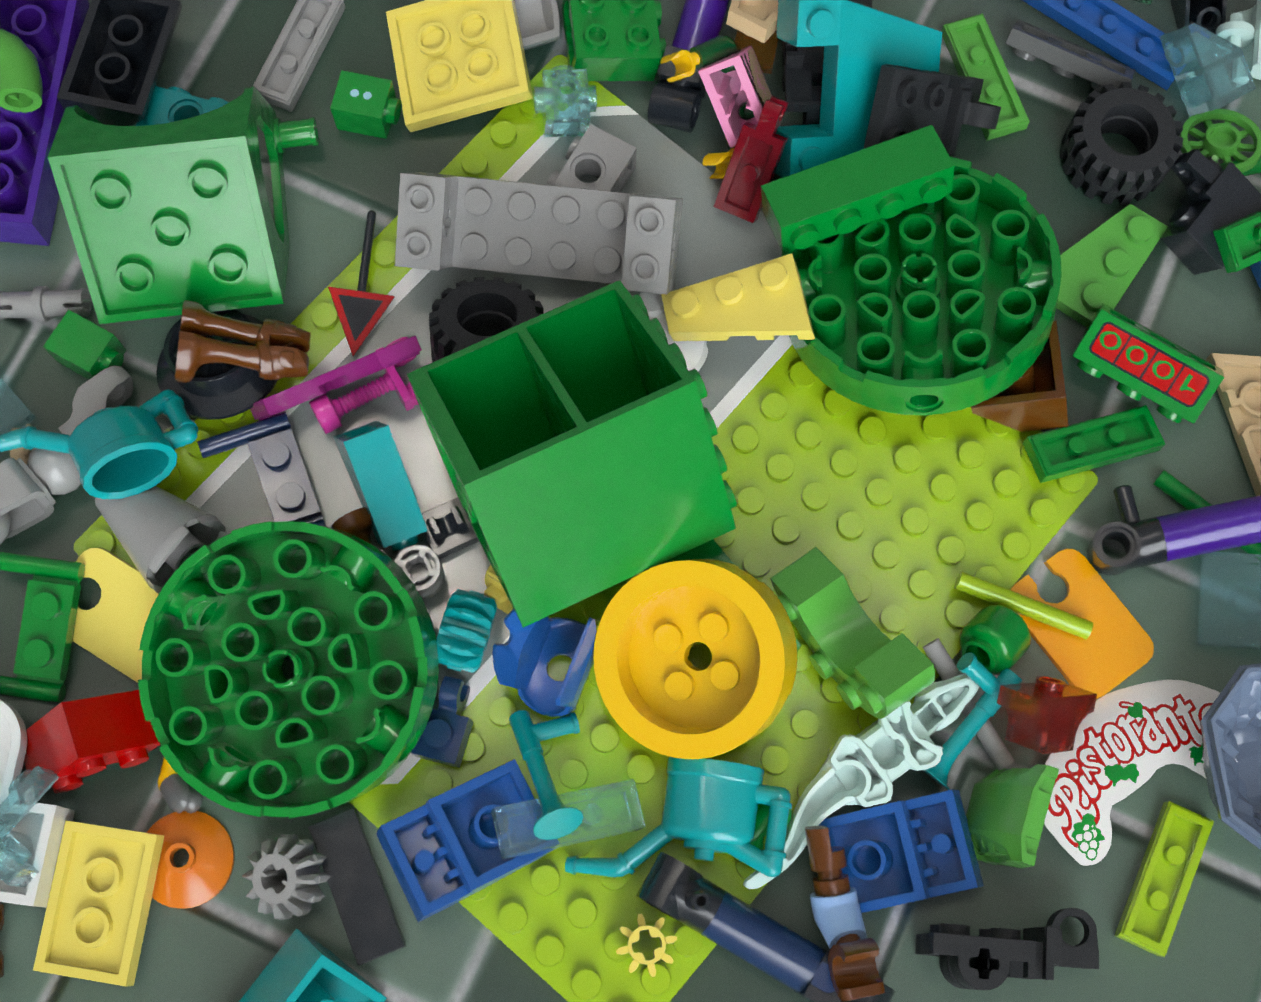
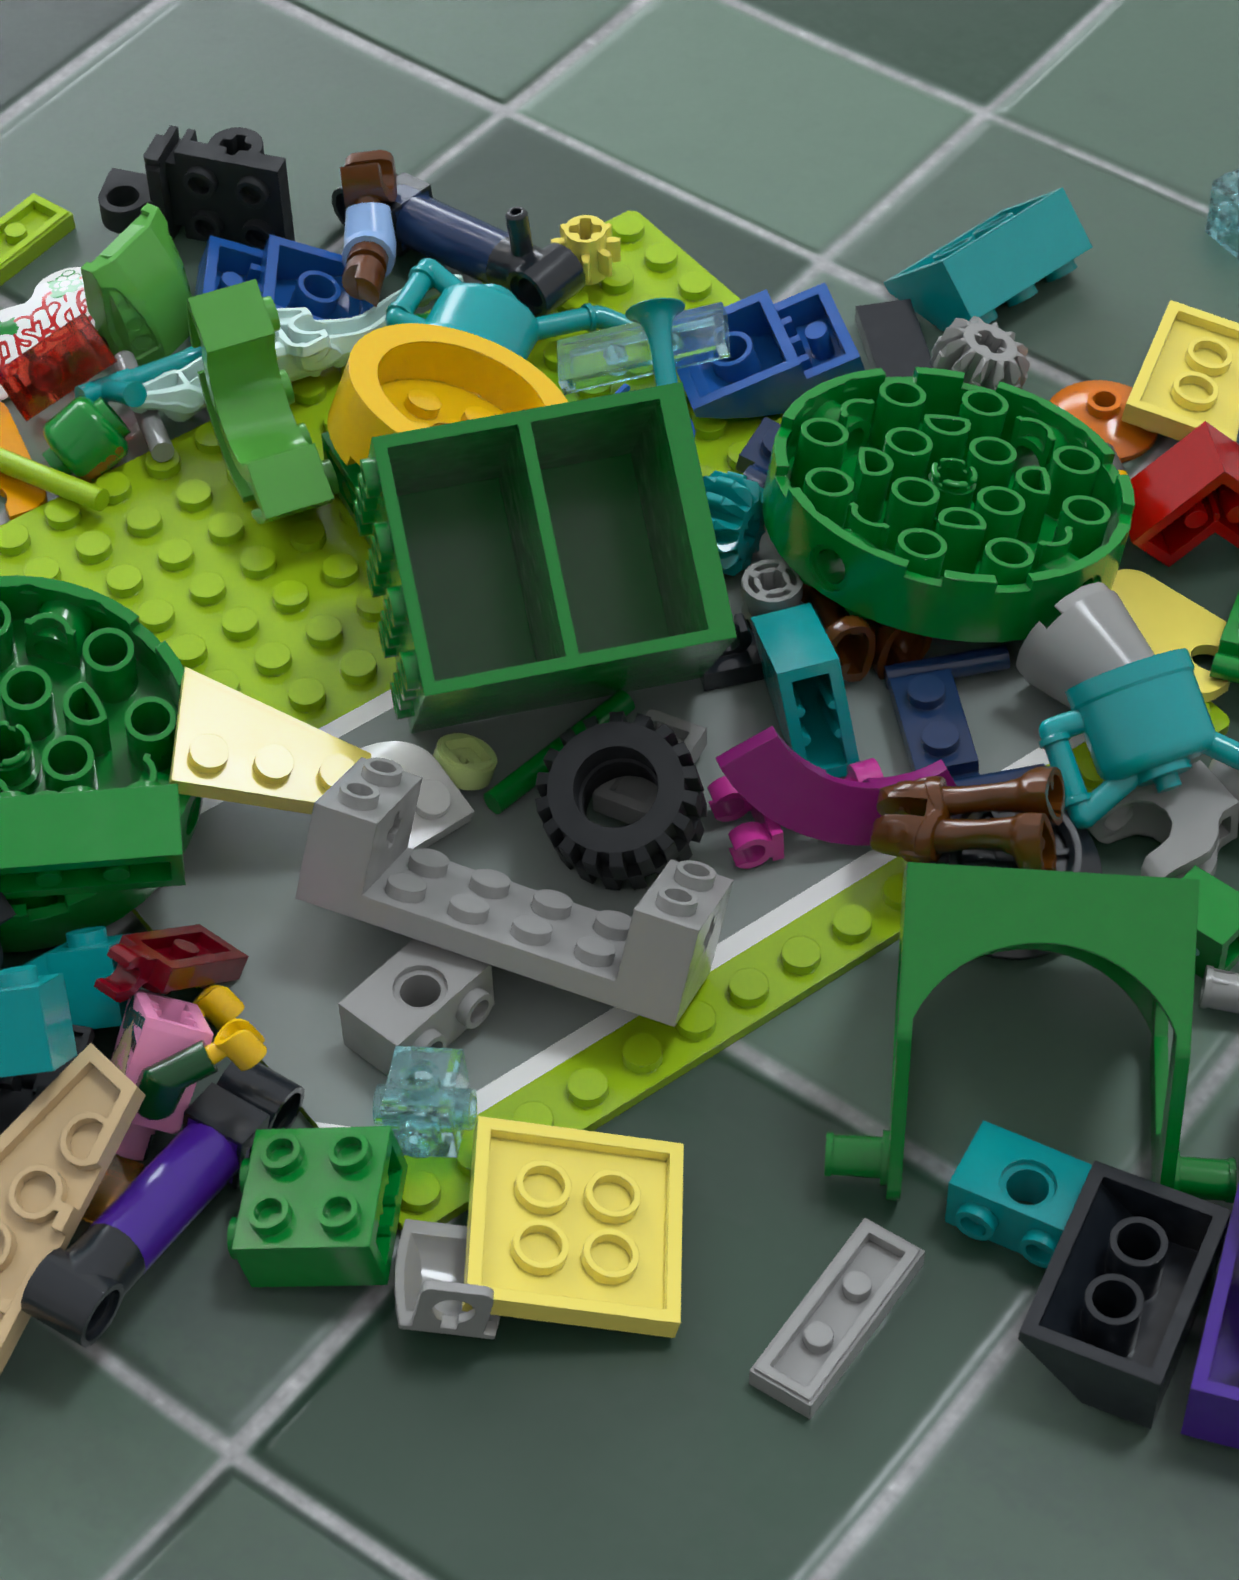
camera: 165 degrees left, 25 degrees down
(360, 309) = (797, 910): piece -> none
(365, 104) = (740, 1185): green brick -> none

